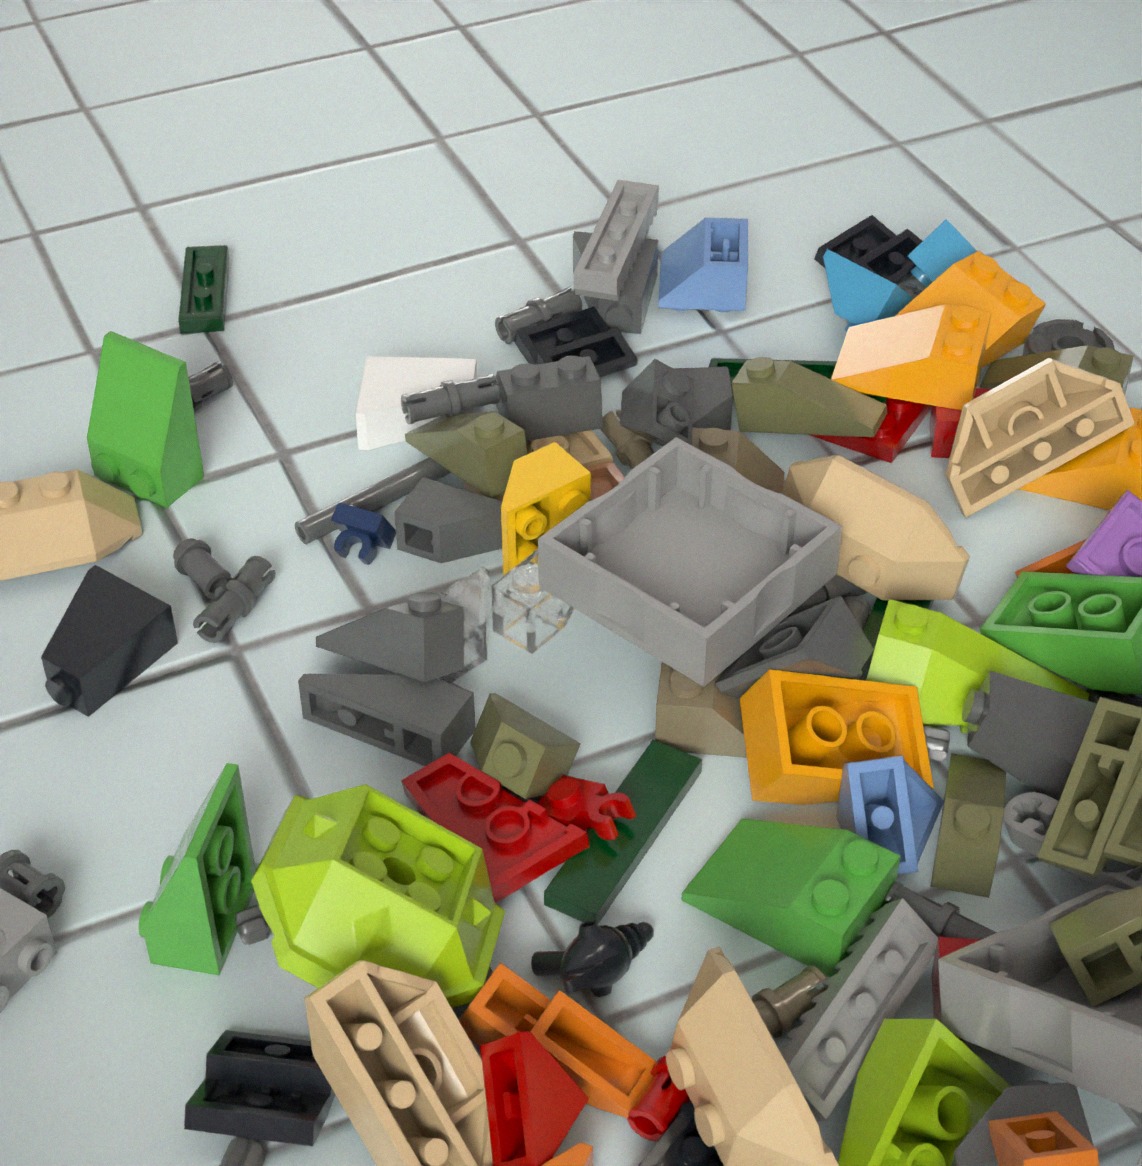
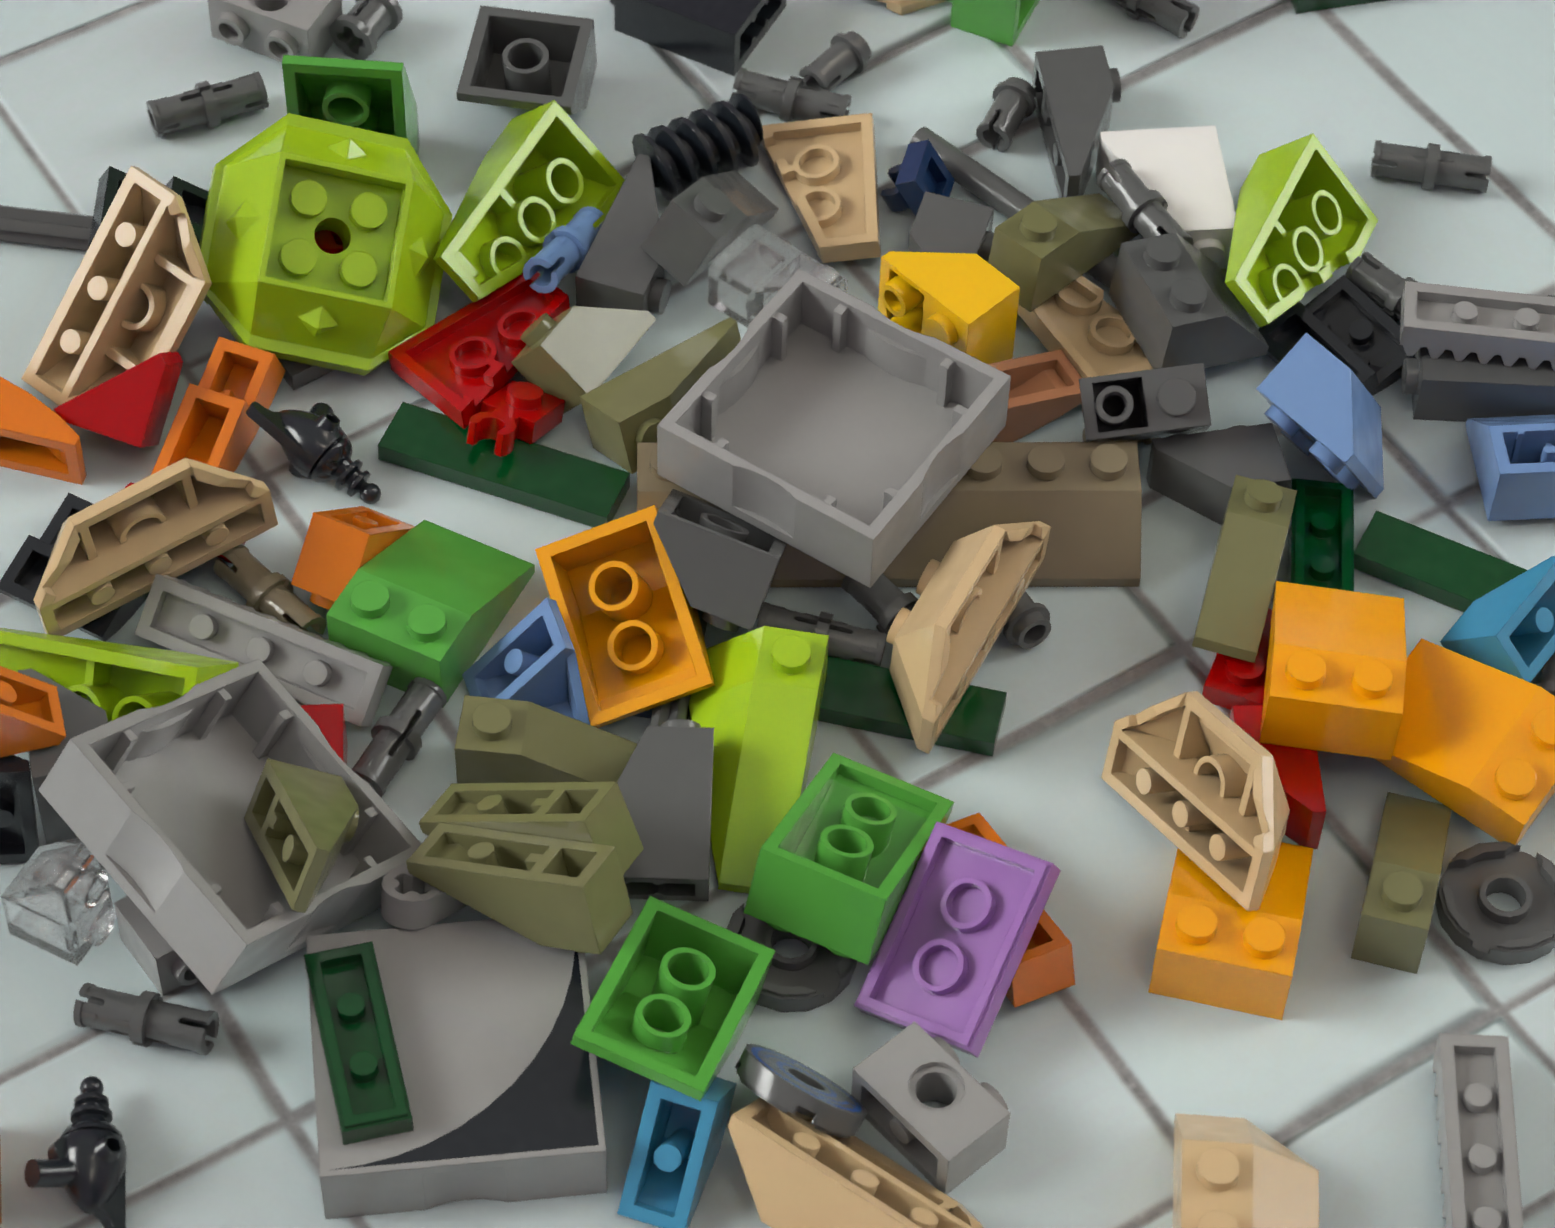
camera: 80 degrees right, 10 degrees up
(94, 1061) = (207, 104): none -> dark grey pin
(156, 750) = (529, 60): none -> dark grey slope
(282, 646) = (701, 143): none -> black piece
(284, 473) = (1012, 103): none -> dark grey pin
(291, 758) = (523, 190): none -> lime wedge
(322, 439) = (1073, 108): none -> dark grey slope
(339, 583) = (830, 182): none -> tan wing
(412, 285) = (1431, 166): none -> dark grey pin
(421, 751) = (563, 250): none -> medium blue pin
(446, 333) = (1293, 228): none -> lime wedge
(589, 703) = (635, 402): none -> olive slope
(677, 331) = (1327, 414): none -> medium blue slope
(746, 925) = (338, 546): none -> orange slope
(792, 328) = (1429, 563): none -> dark green tile

